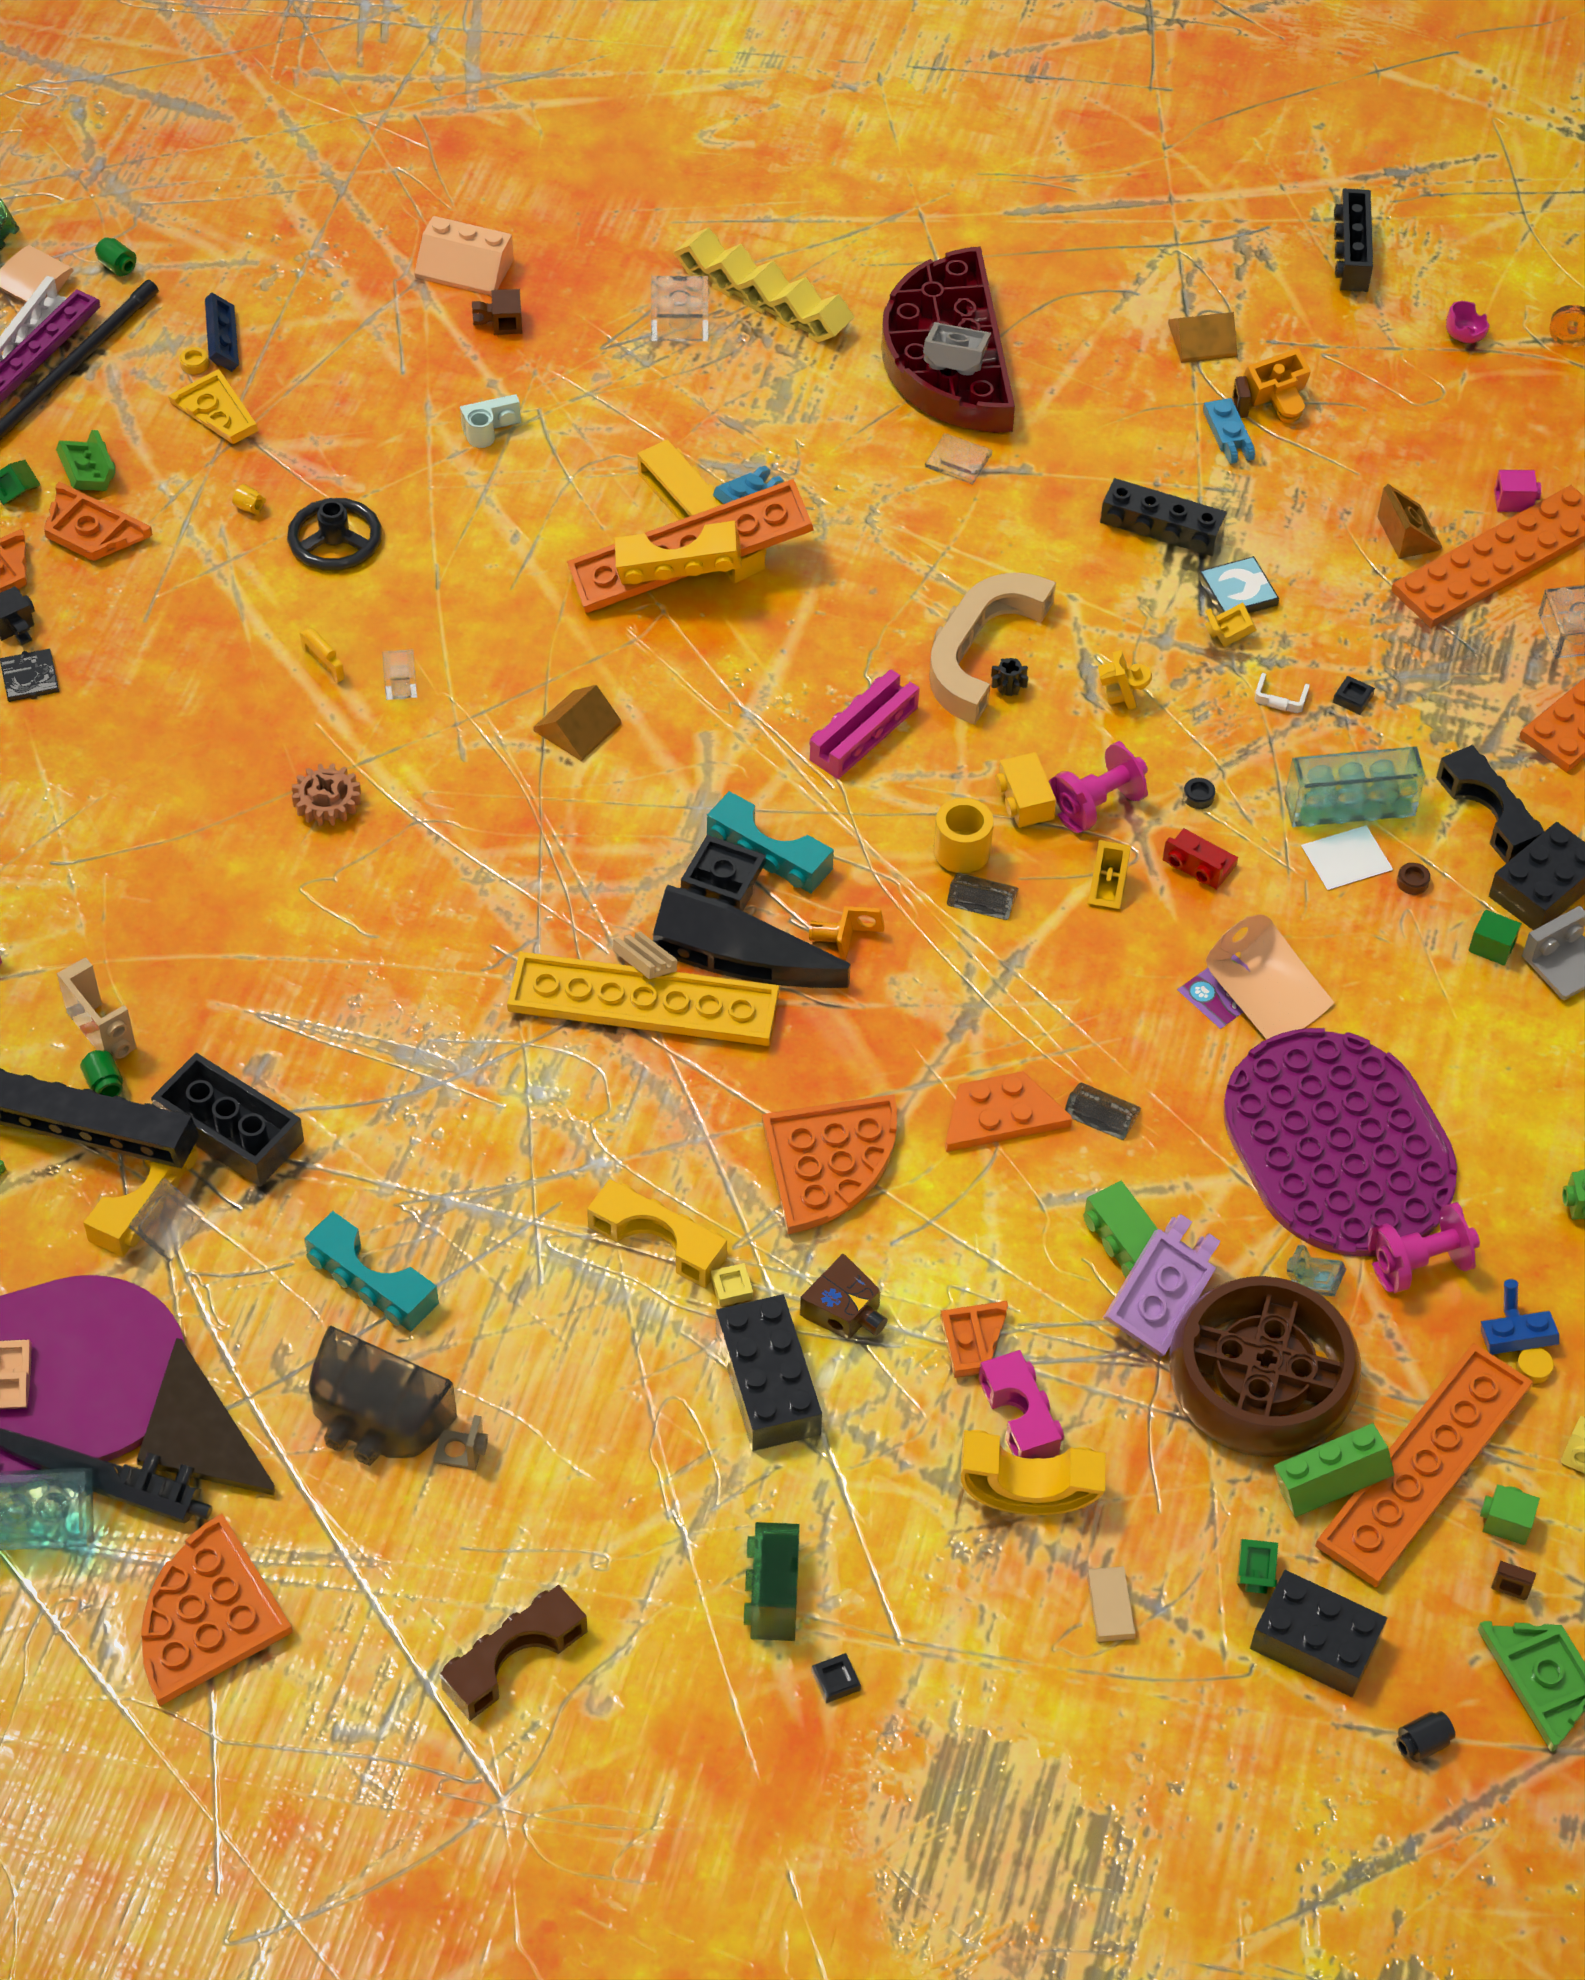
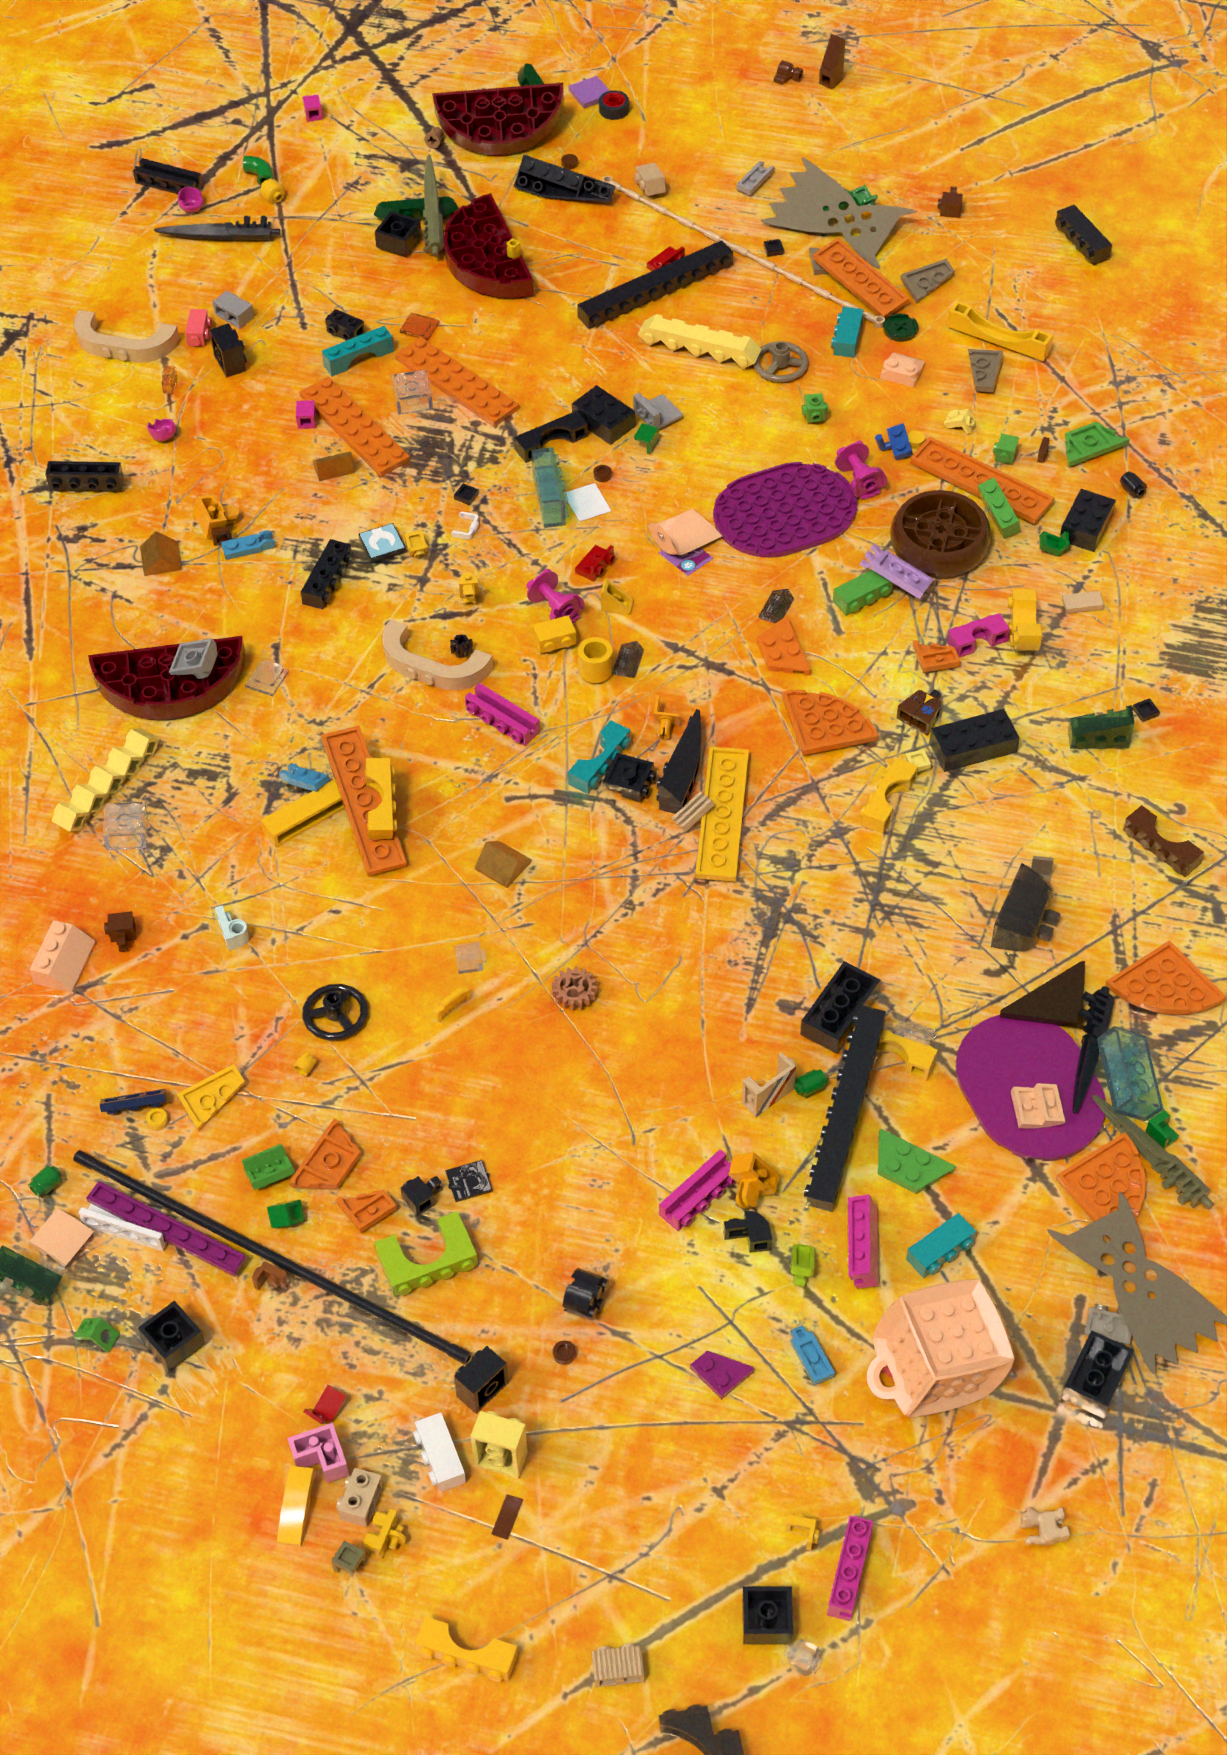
camera: 90 degrees left, 0 degrees up
(402, 1295) = (921, 945): teal arch -> none
(1199, 793) = (544, 562): black tile -> none
(1315, 1273) = (876, 517): clear light blue bracket -> none

